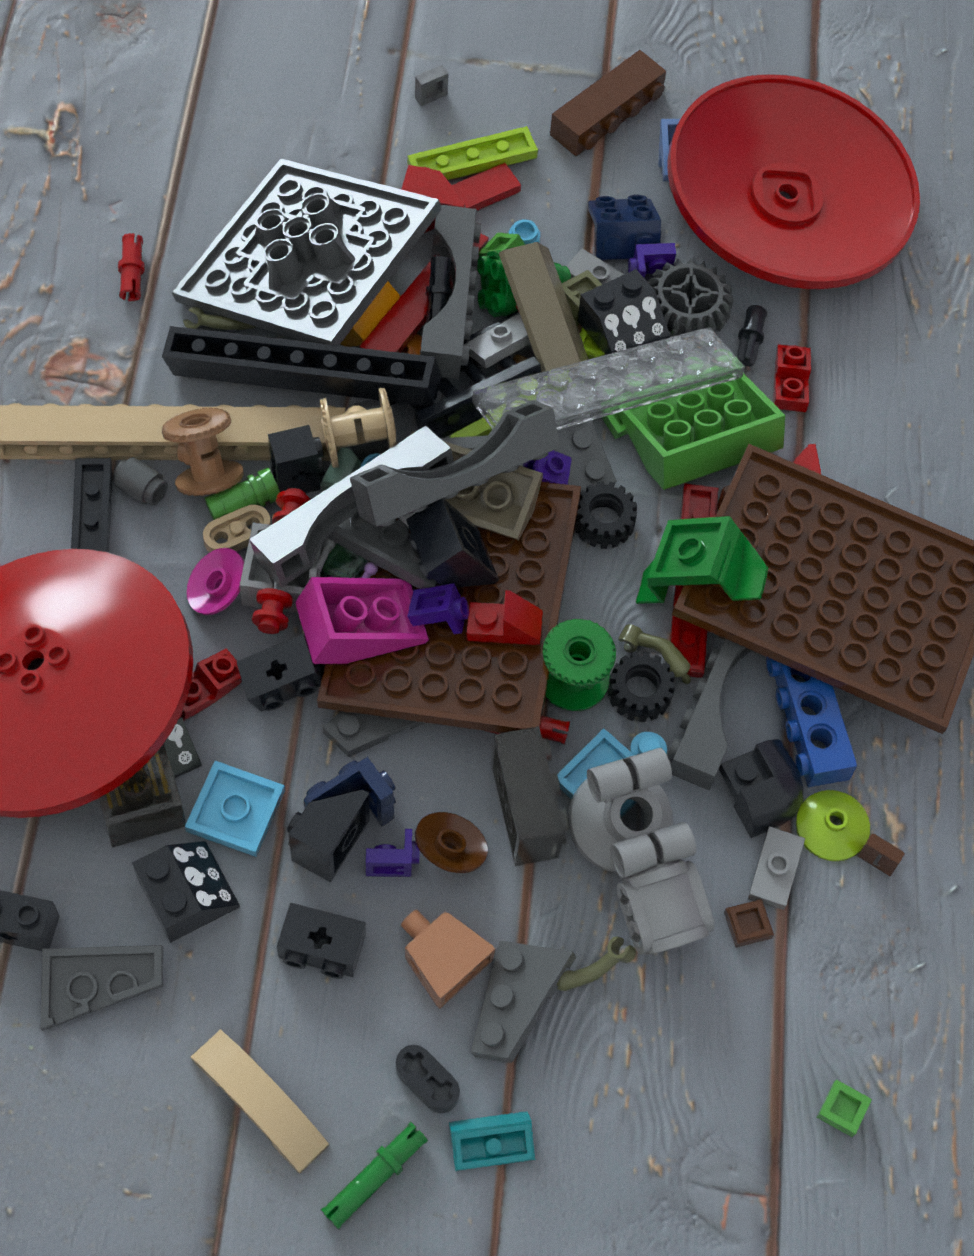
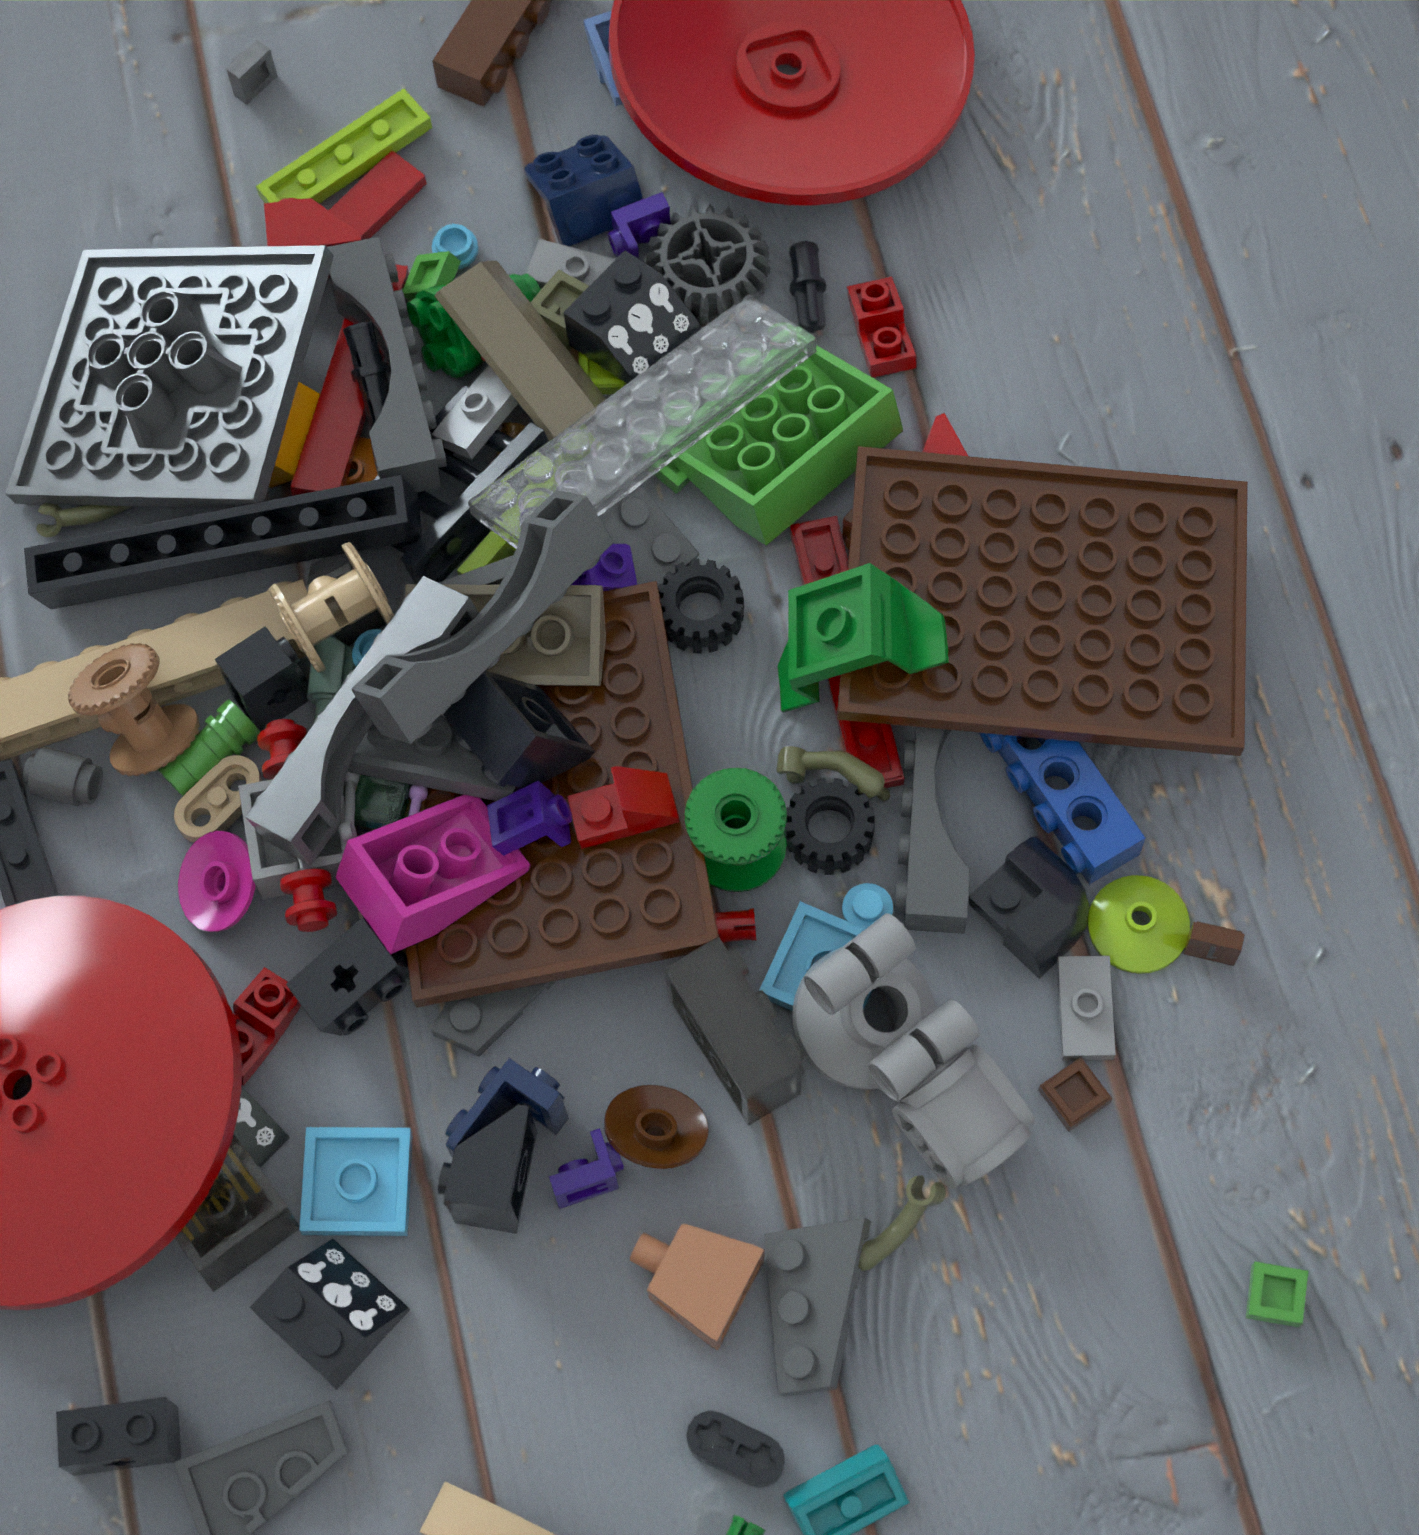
camera: 10 degrees left, 5 degrees up
(306, 927) = (507, 1304): black brick -> none

